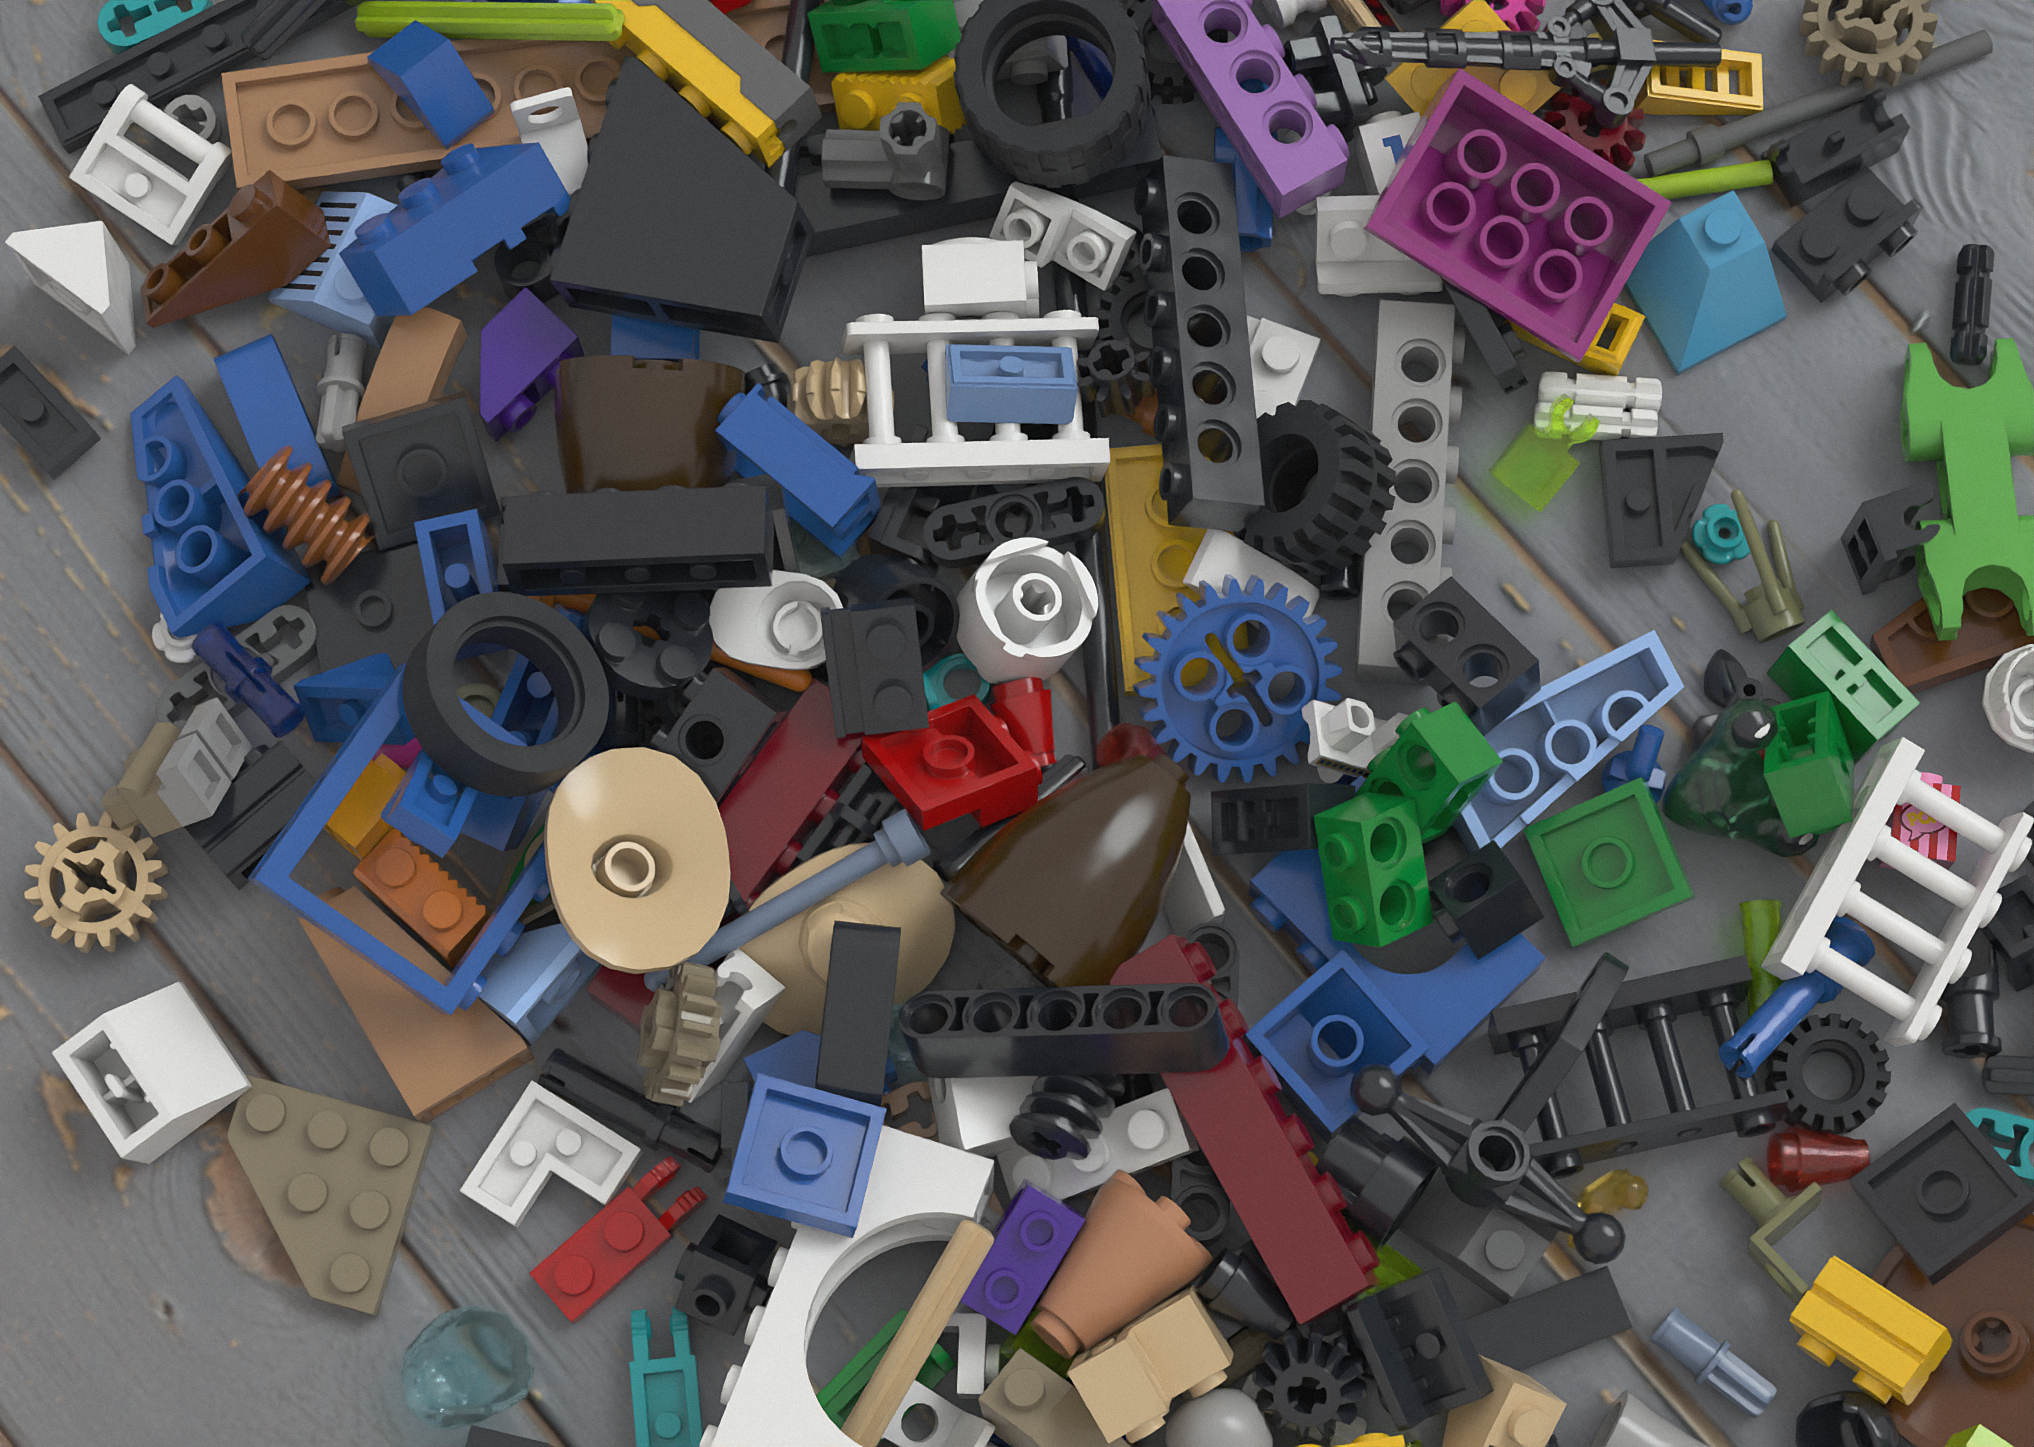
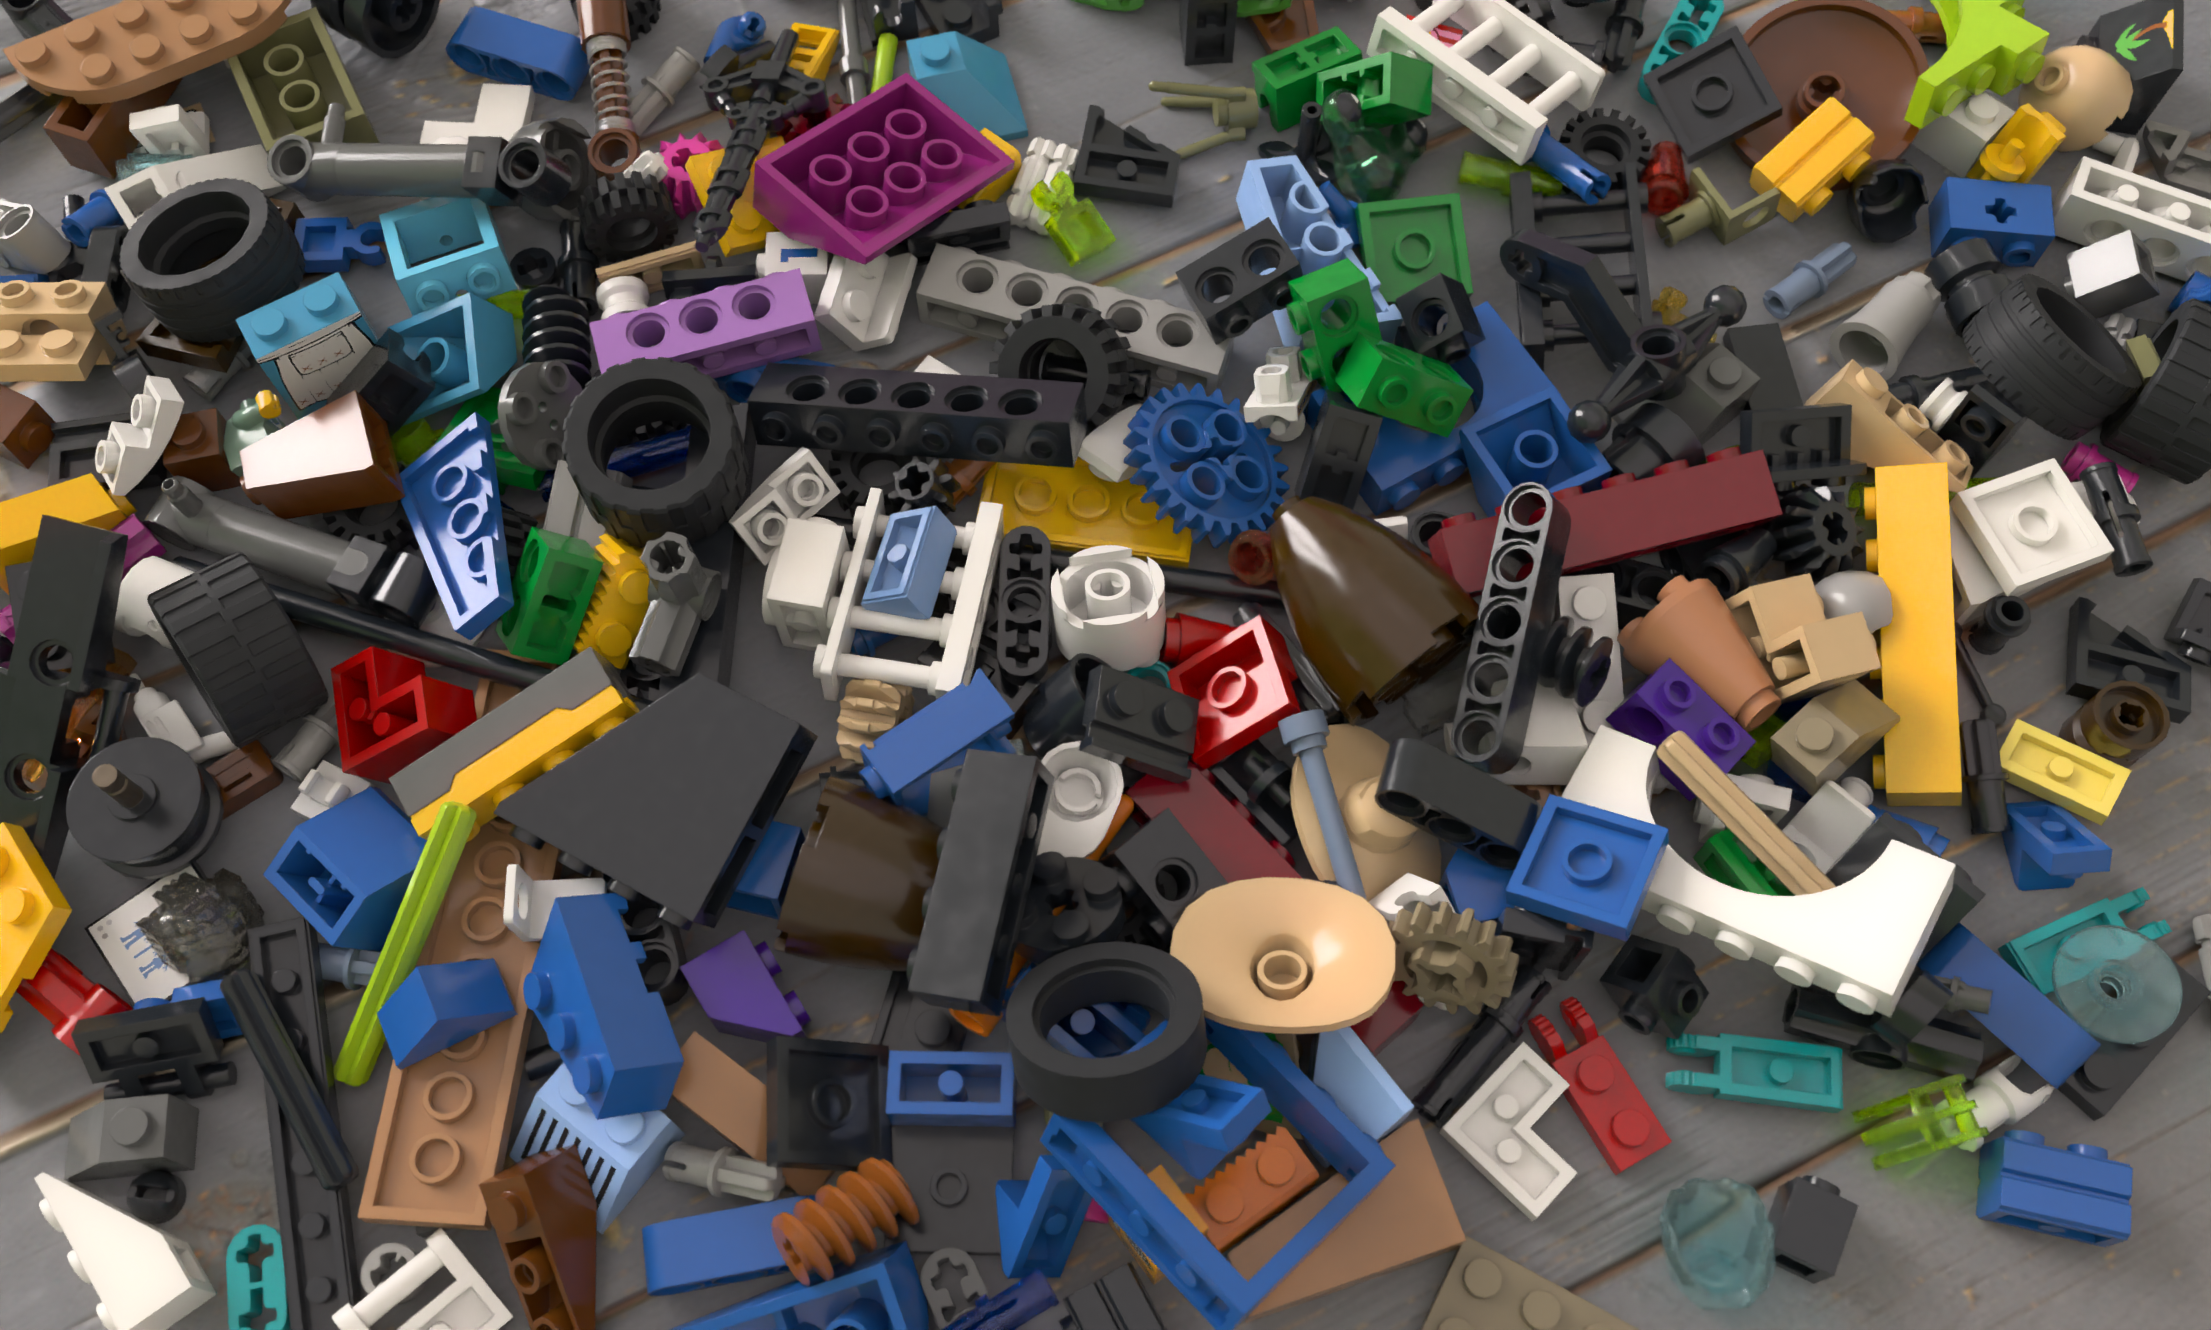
camera: 80 degrees left, 10 degrees down
(1709, 542) = (1167, 127): teal plate -> none

